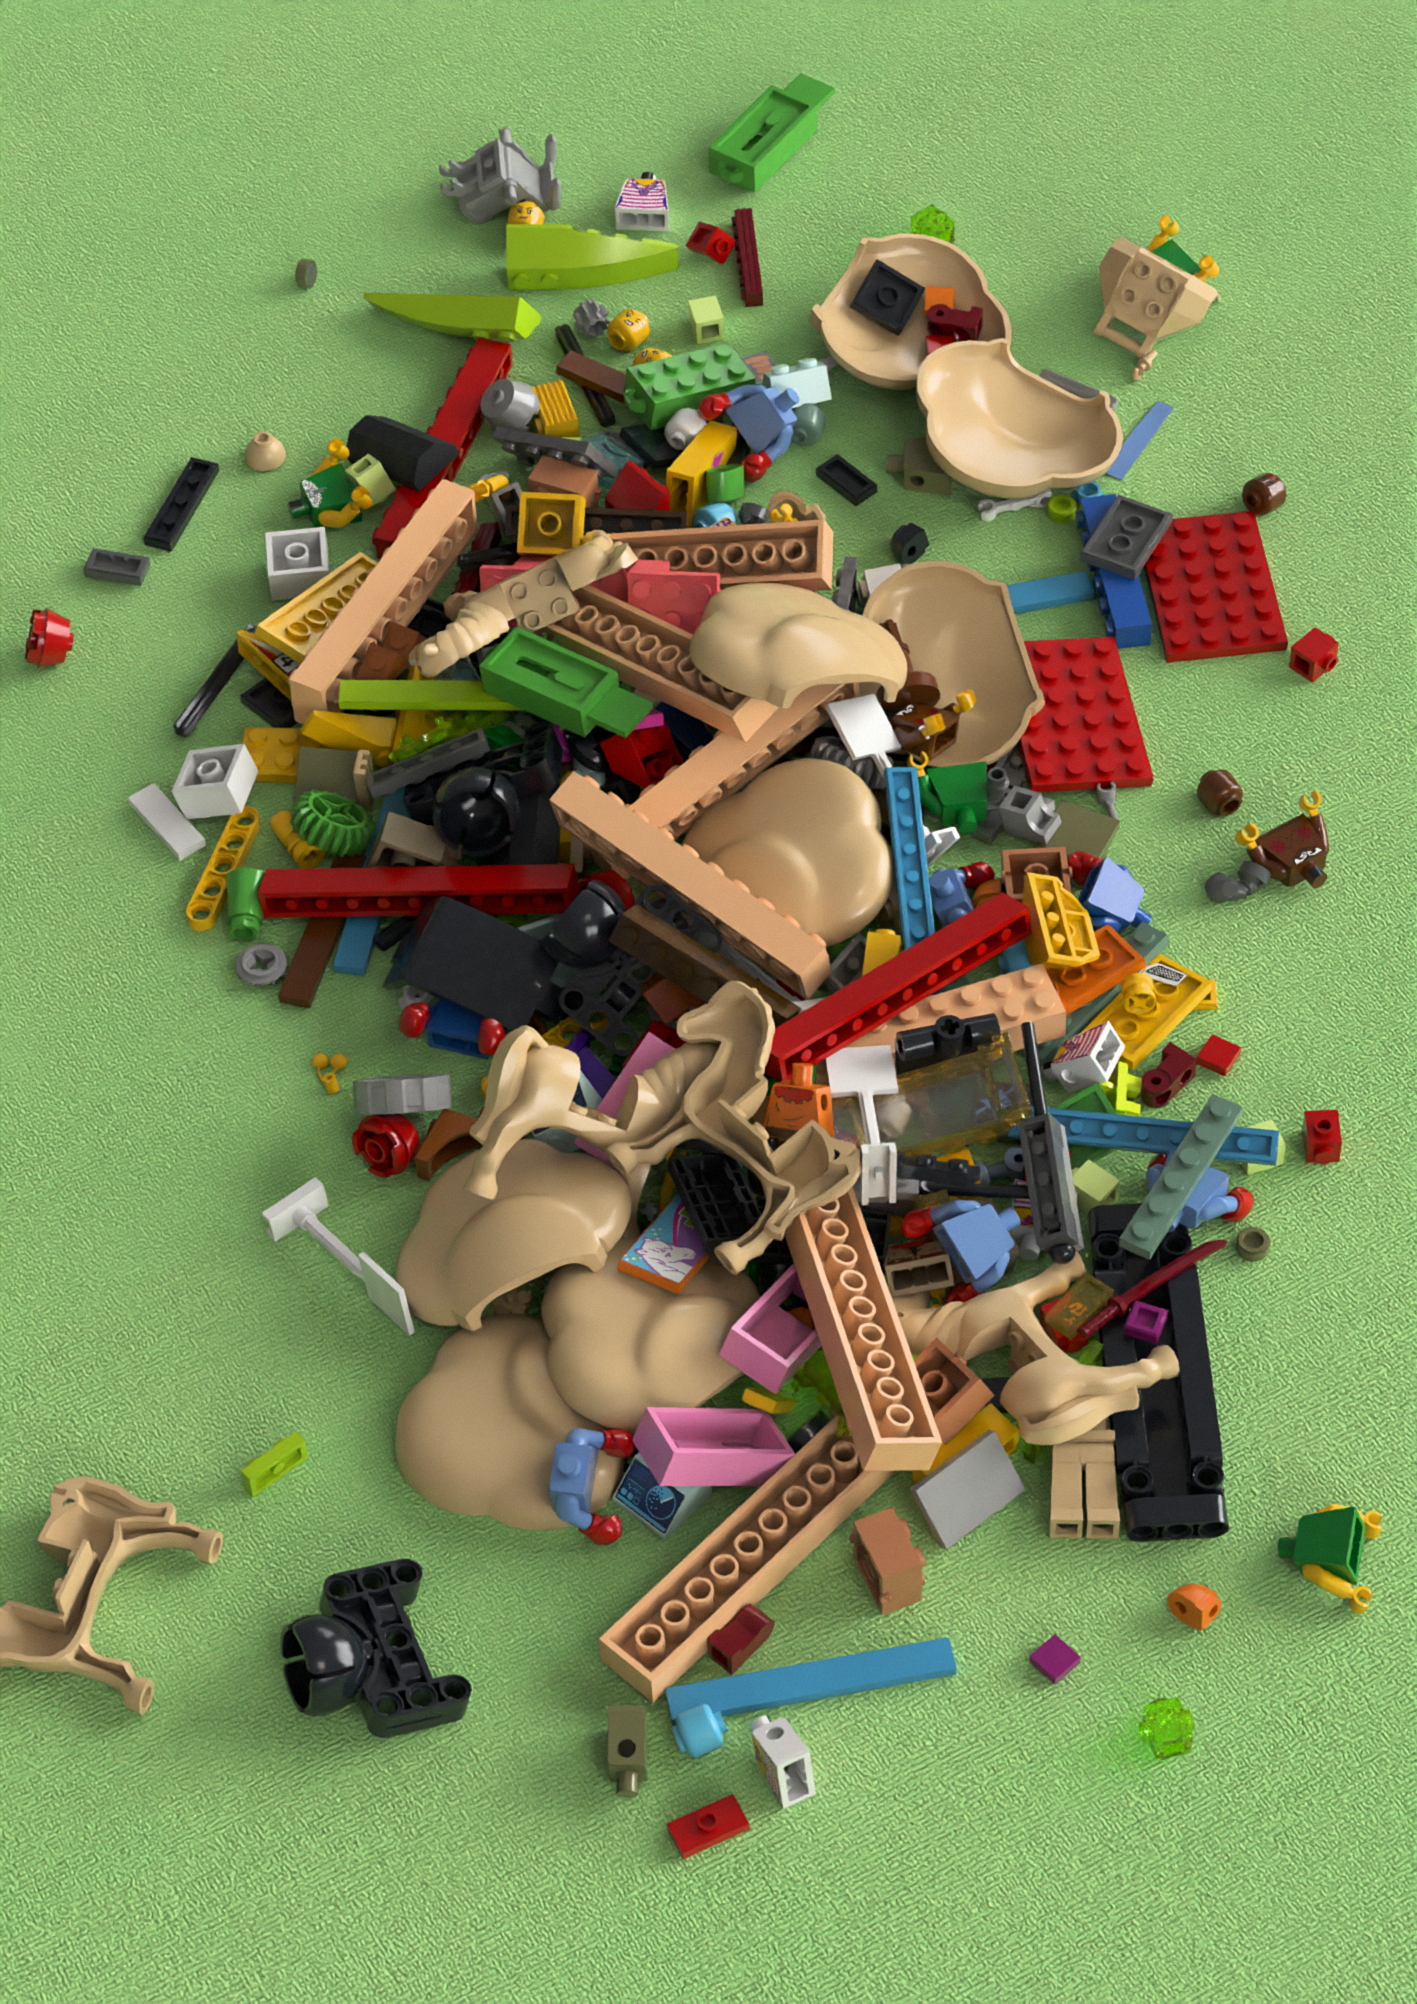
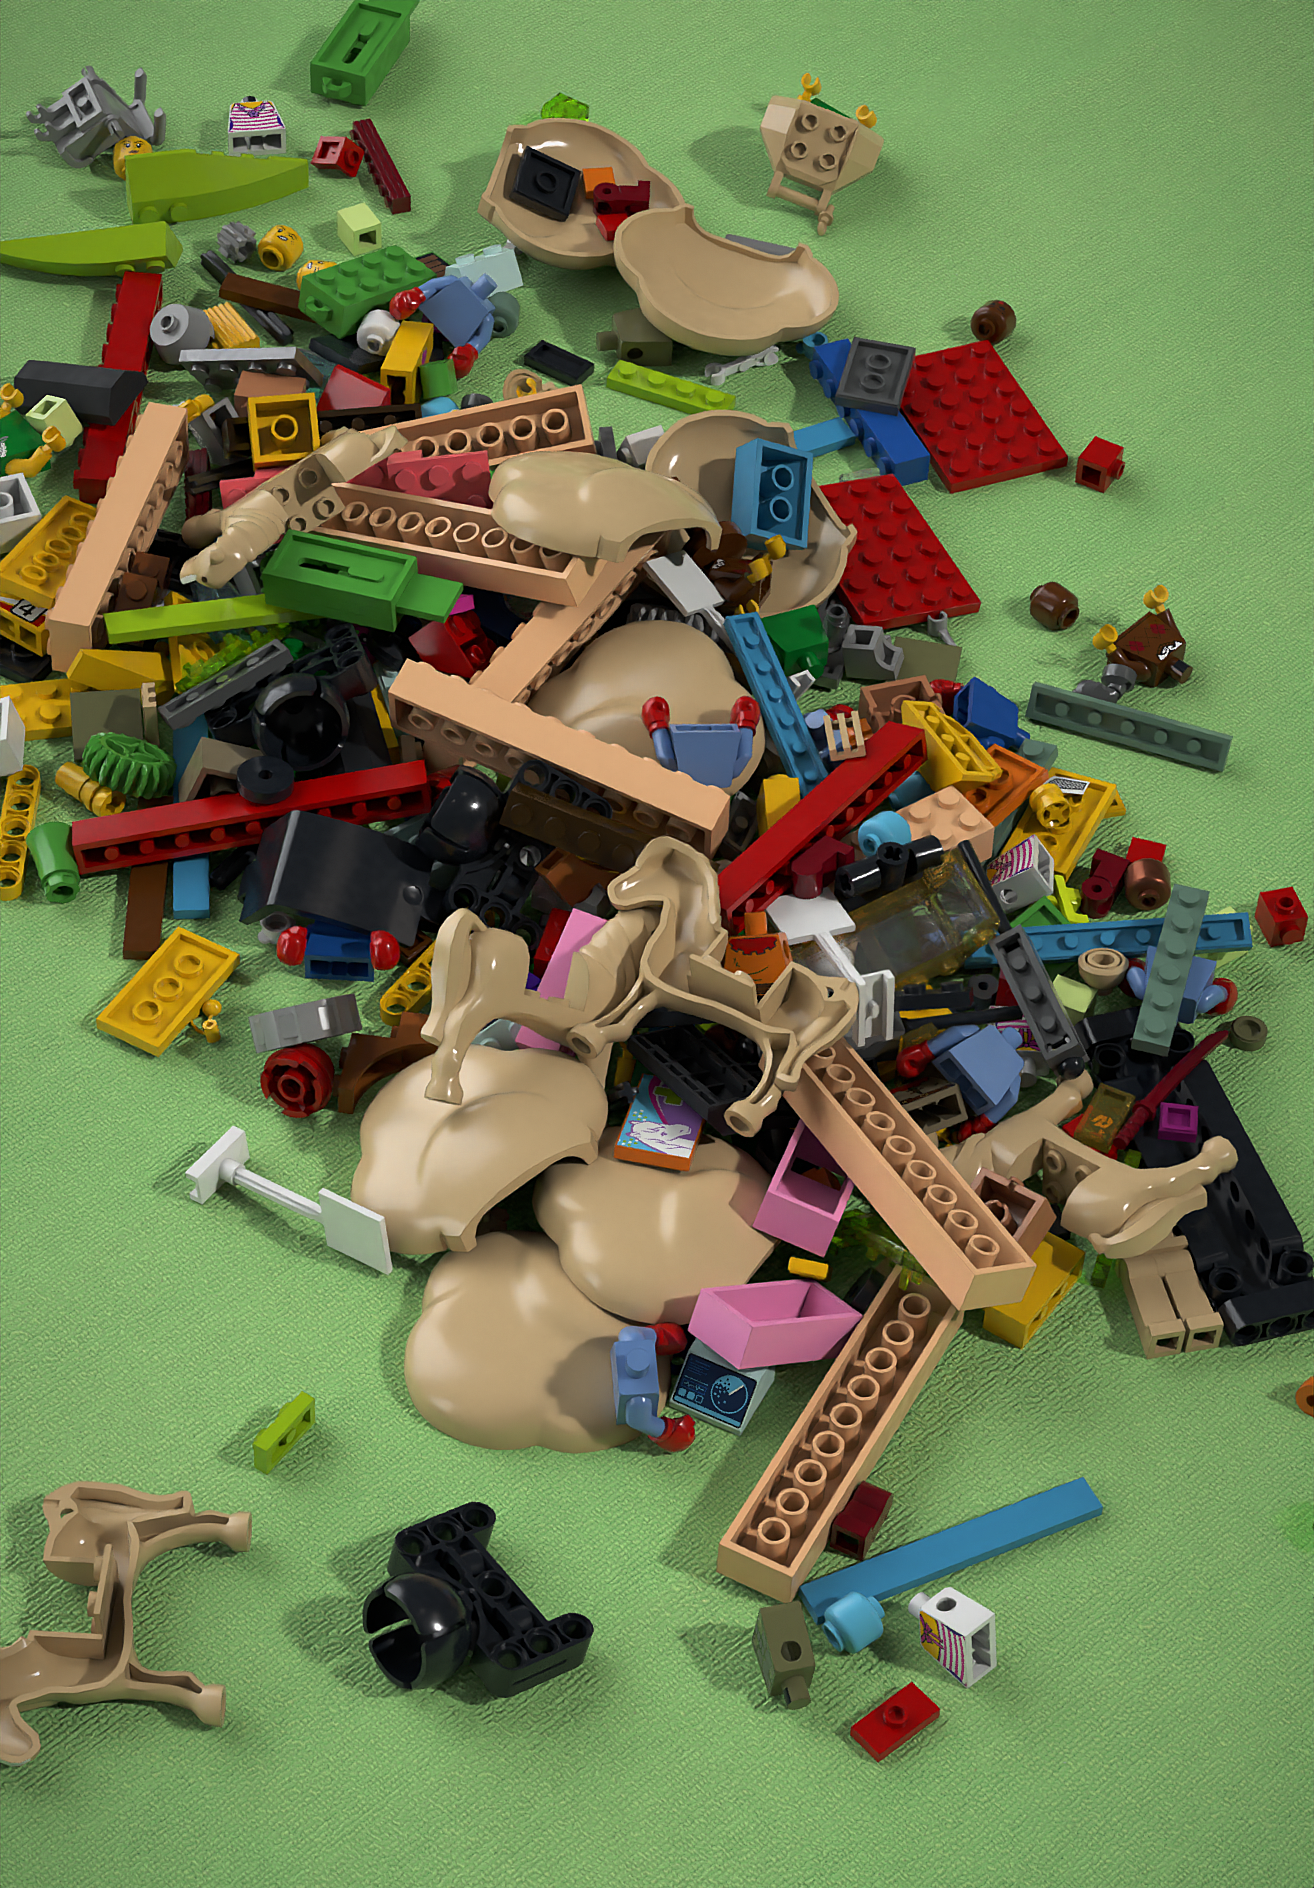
camera: 20 degrees left, 5 degrees down
(267, 955) = (92, 912): light grey gear -> none
(305, 1040) = (168, 991): none -> yellow plate
(432, 861) = (265, 780): none -> black piece
(818, 898) = (703, 751): none -> medium blue torso
(880, 1026) = (818, 866): none -> dark red leg
(888, 1560) = (996, 1408): nougat brick -> none
(908, 543) = (647, 411): black piece -> none
(940, 522) = (667, 389): none -> lime plate
(943, 897) = (843, 724): none -> tan tile
(956, 1001) = (881, 829): none -> medium azure head
(967, 1489) = (1052, 1322): light grey tile -> none
(977, 649) = (772, 493): none -> dark azure slope
(1054, 1659) = (1200, 1479): magenta tile -> none
(1061, 508) = (791, 363): lime tile -> none
(1083, 633) = (870, 473): none -> clear tile
(1128, 1162) = (1103, 969): none -> tan brick
(1139, 439) = (847, 284): medium blue sticker -> none
(1205, 1079) = (1147, 884): none -> copper head
(1246, 924) = (1128, 726): none -> sand green plate

